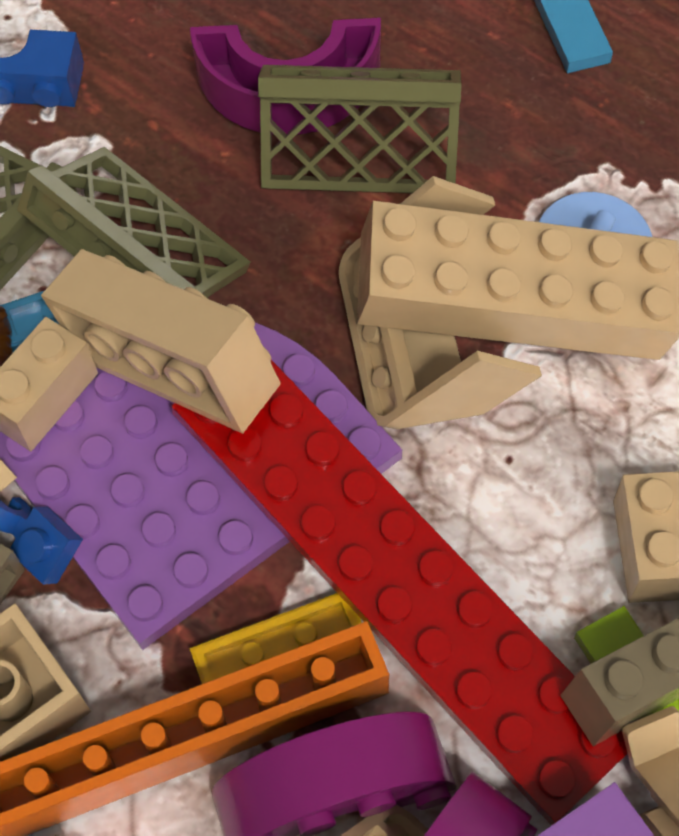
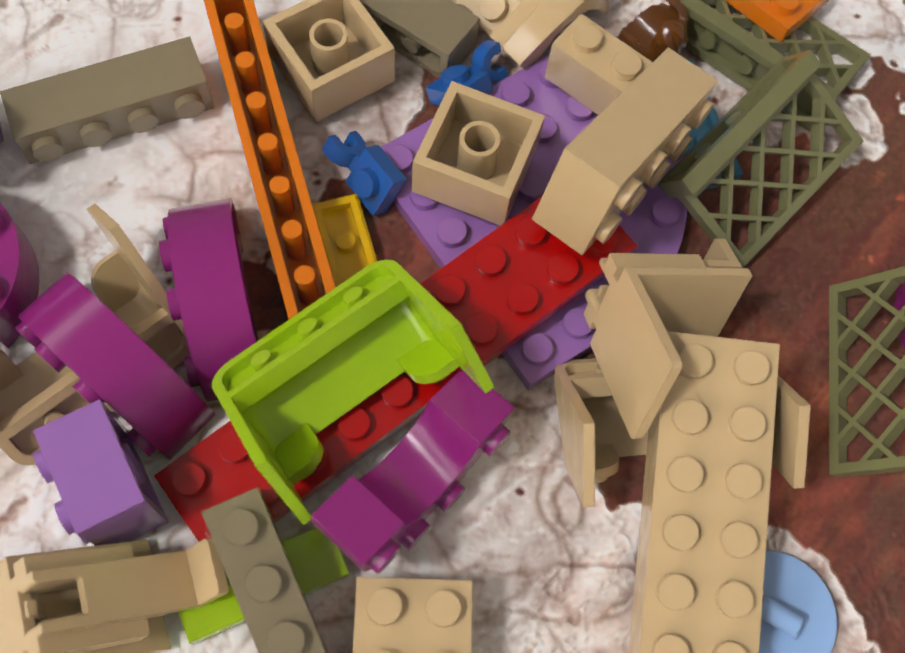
camera: 85 degrees right, 5 degrees up
(156, 499) = (476, 153): none -> tan brick
(168, 633) = (372, 172): none -> blue plate
(353, 338) = (644, 302): none -> tan piece
(417, 624) = (331, 362): none -> lime windscreen
(517, 546) = (423, 472): none -> magenta brick

